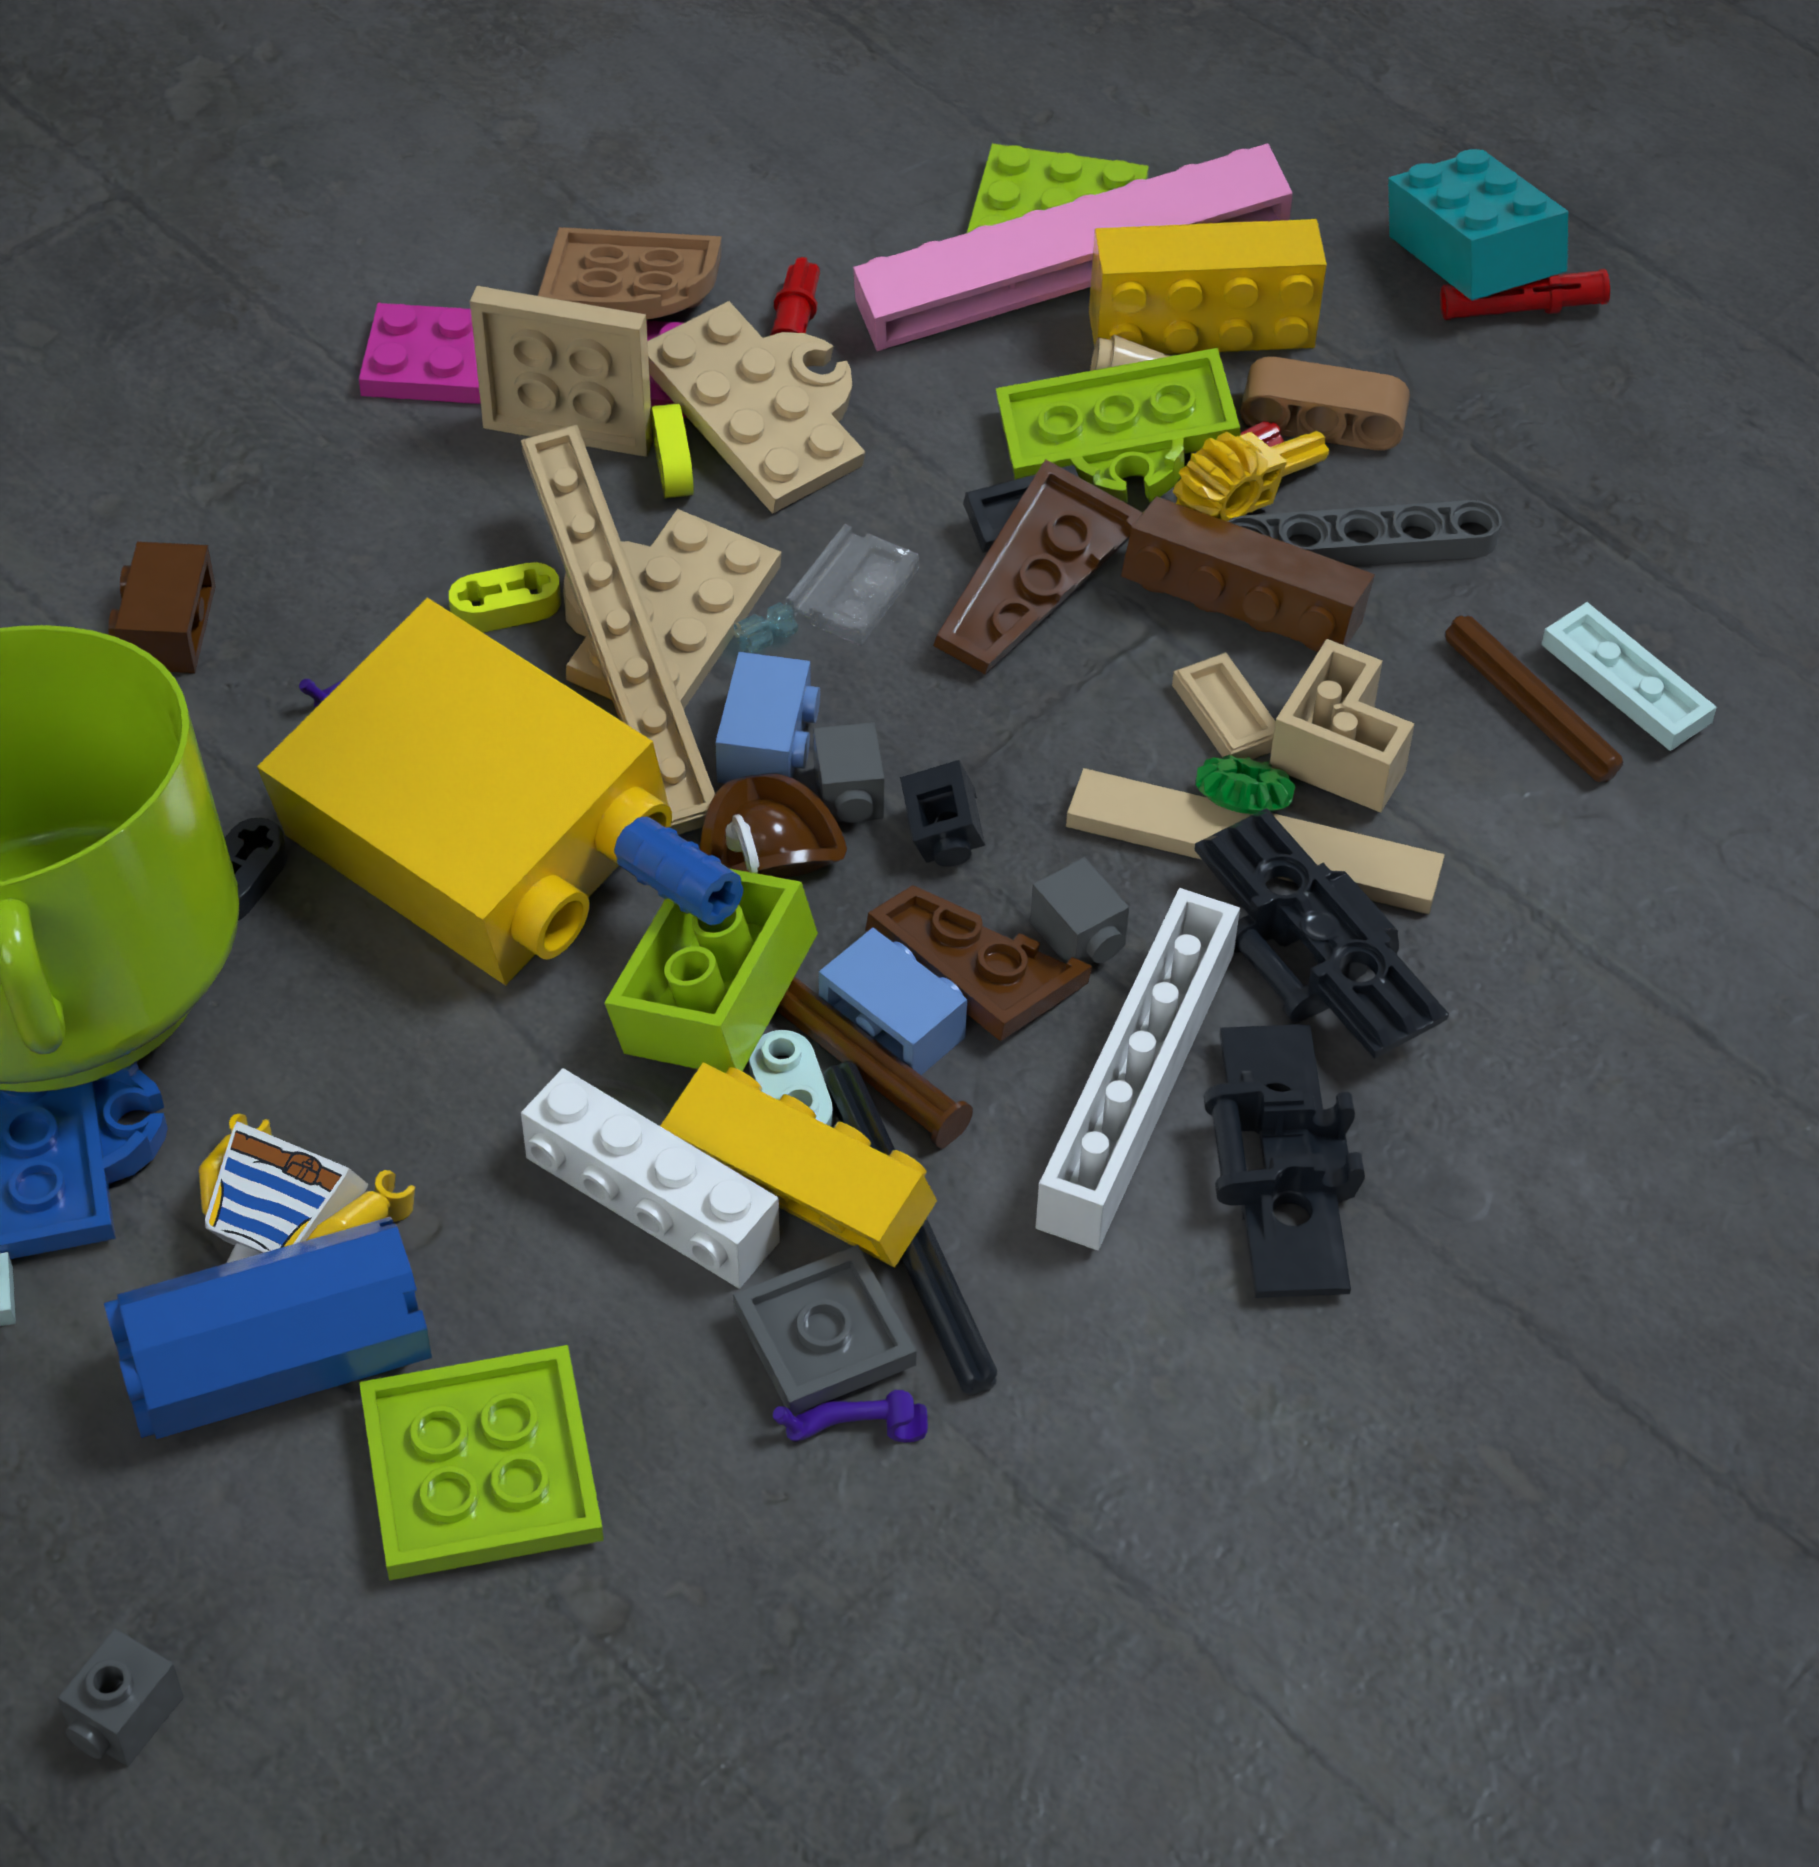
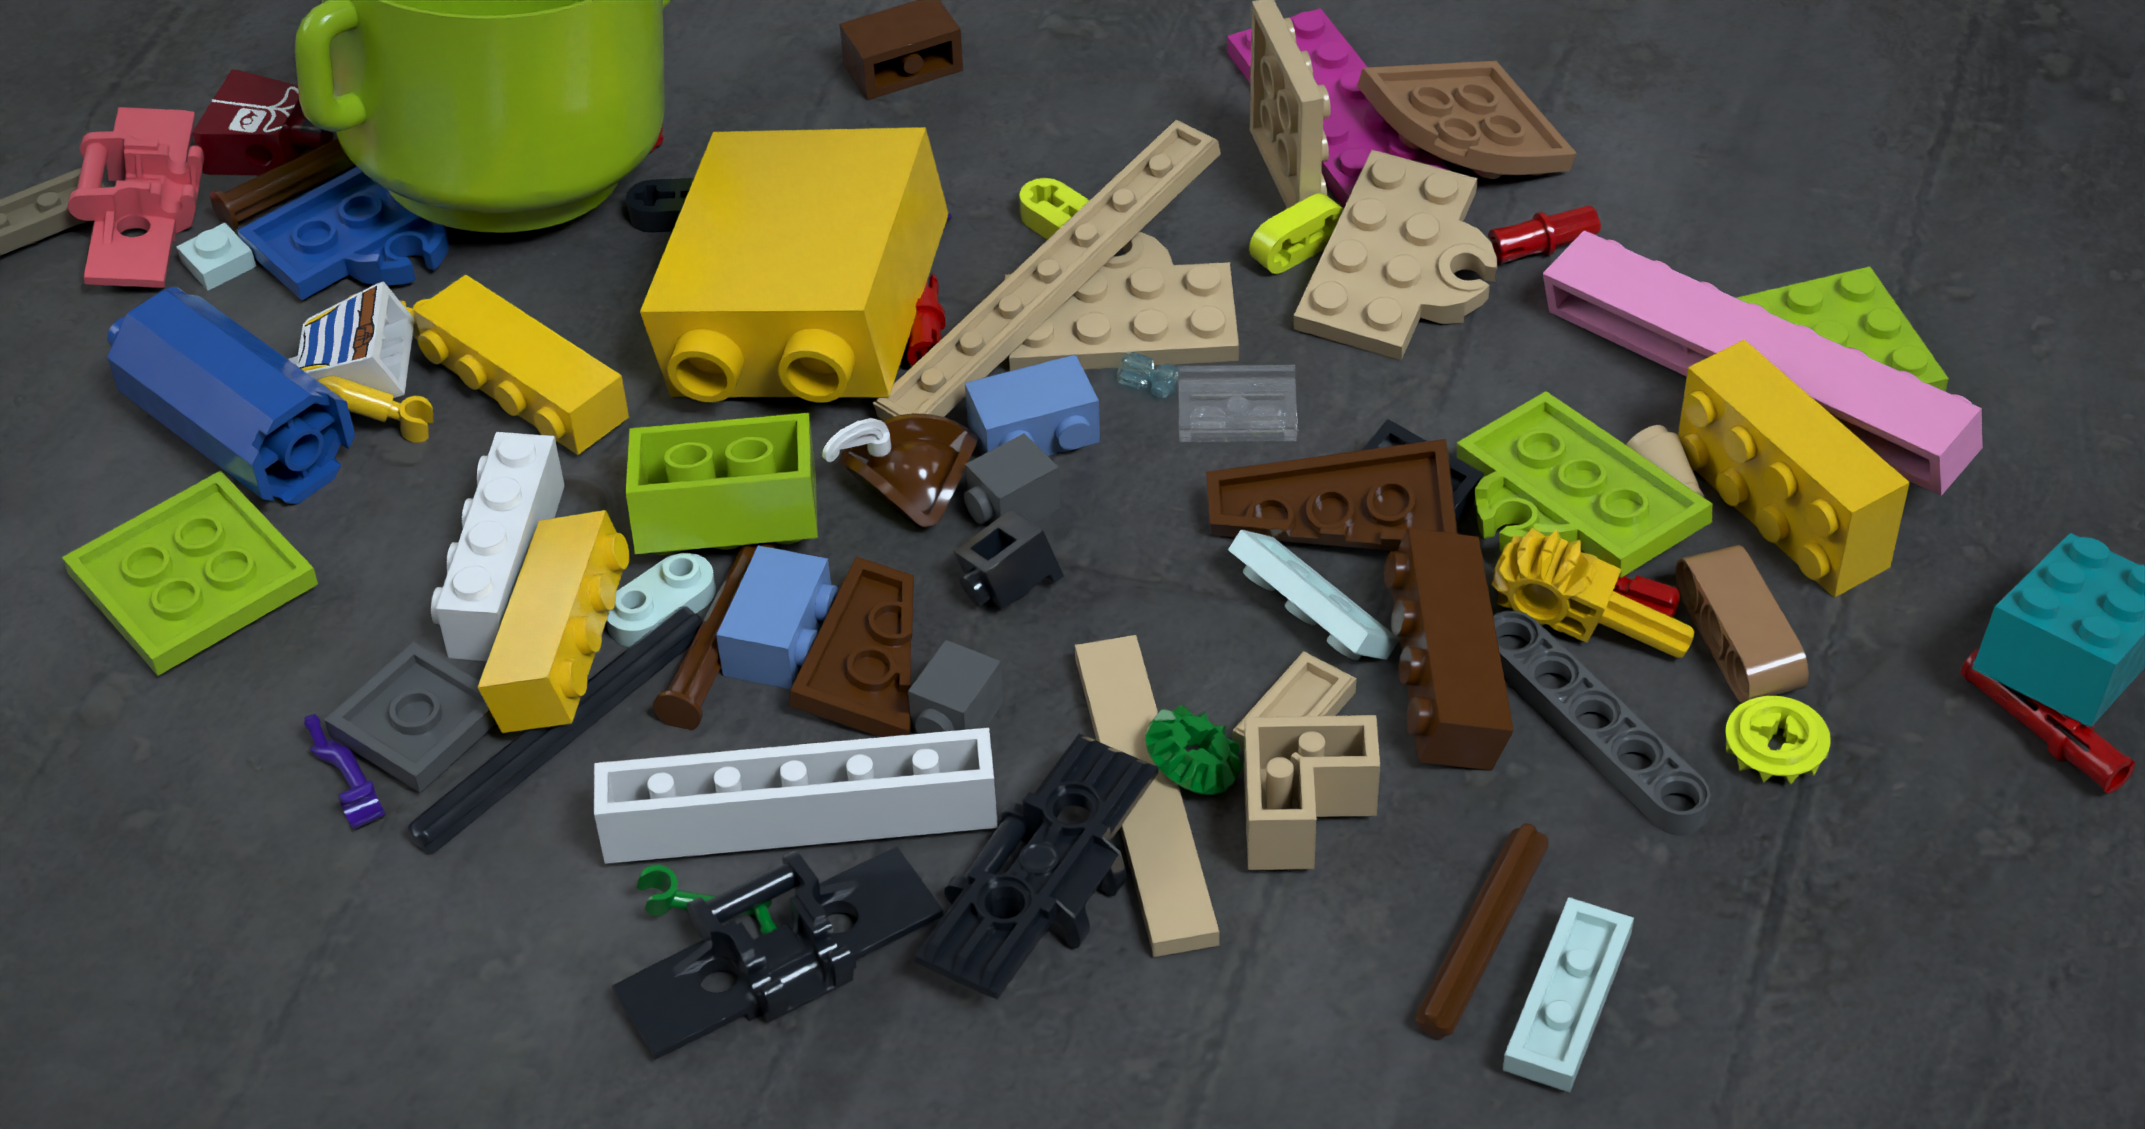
camera: 65 degrees right, 5 degrees down
(403, 1070) = (521, 364): none -> yellow brick
(678, 870) = (770, 400): blue axle -> none
(1121, 638) = (1312, 597): none -> light aqua plate
(1184, 1204) = (665, 880): none -> green piece
(1448, 428) = (1755, 723): none -> neon yellow gear

